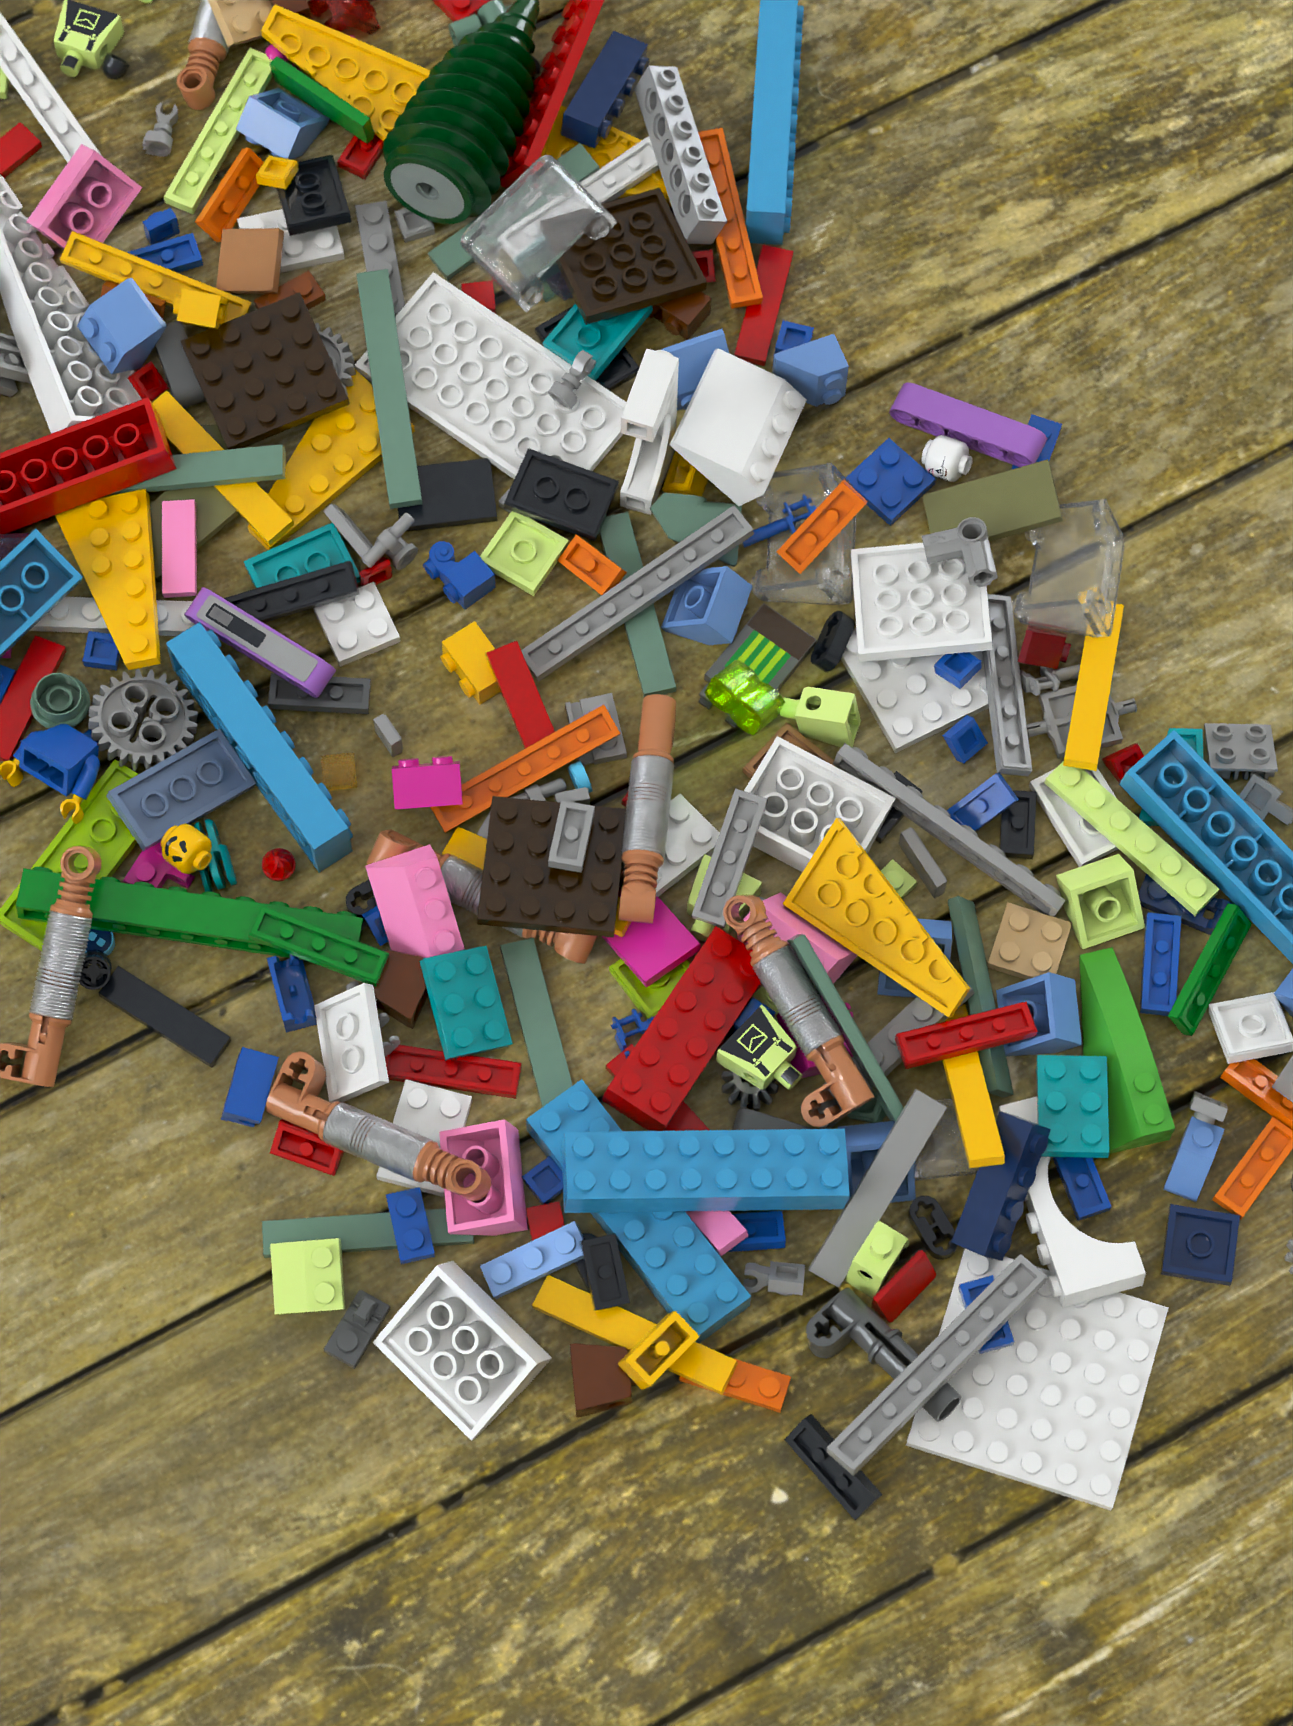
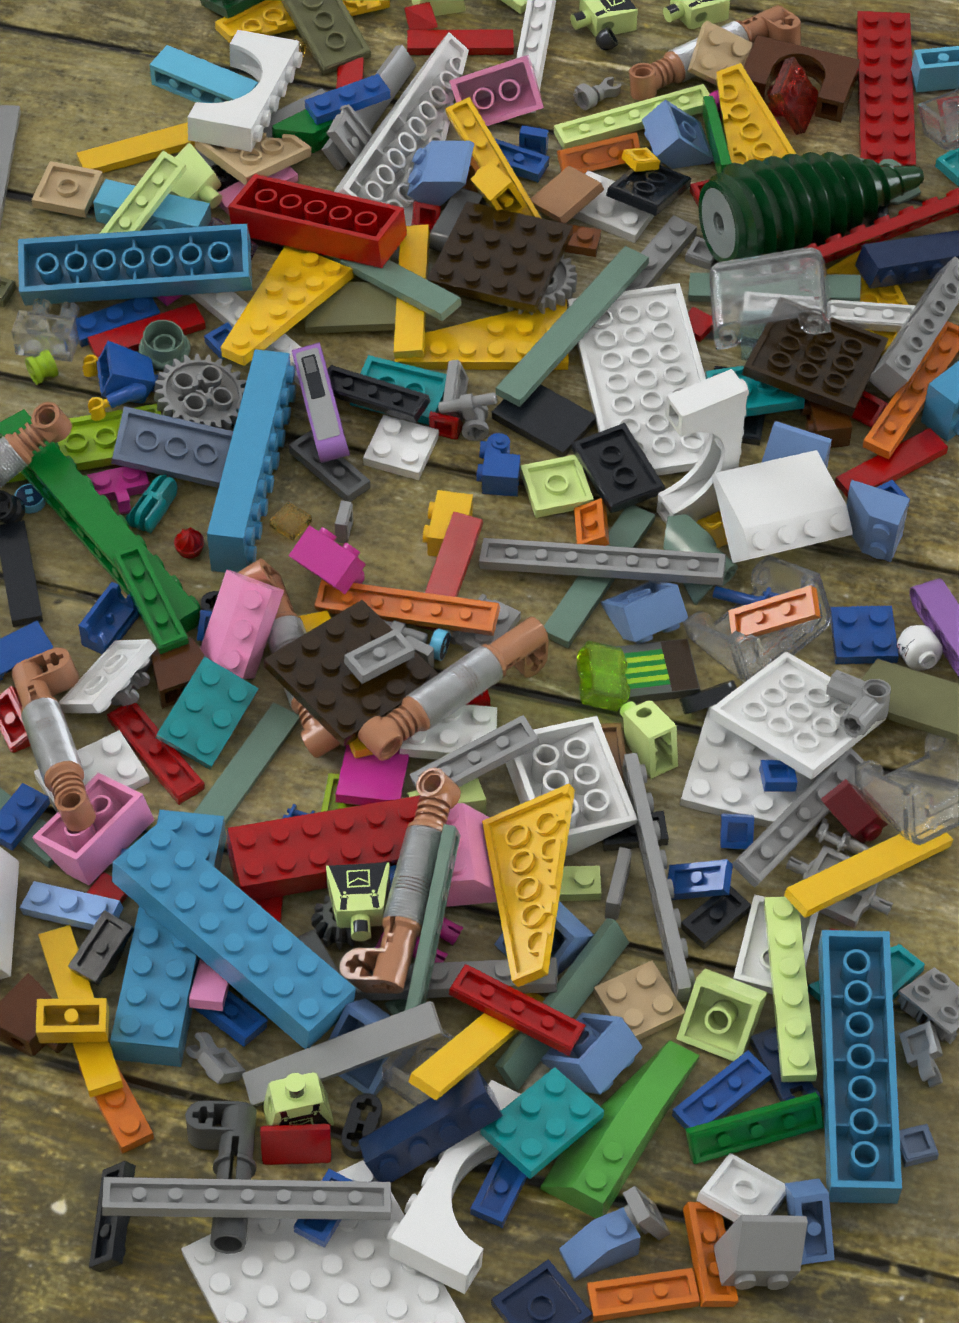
camera: 45 degrees right, 15 degrees down
(179, 548) = (336, 316): bright pink tile -> none
(186, 848) = (136, 479): yellow head -> none

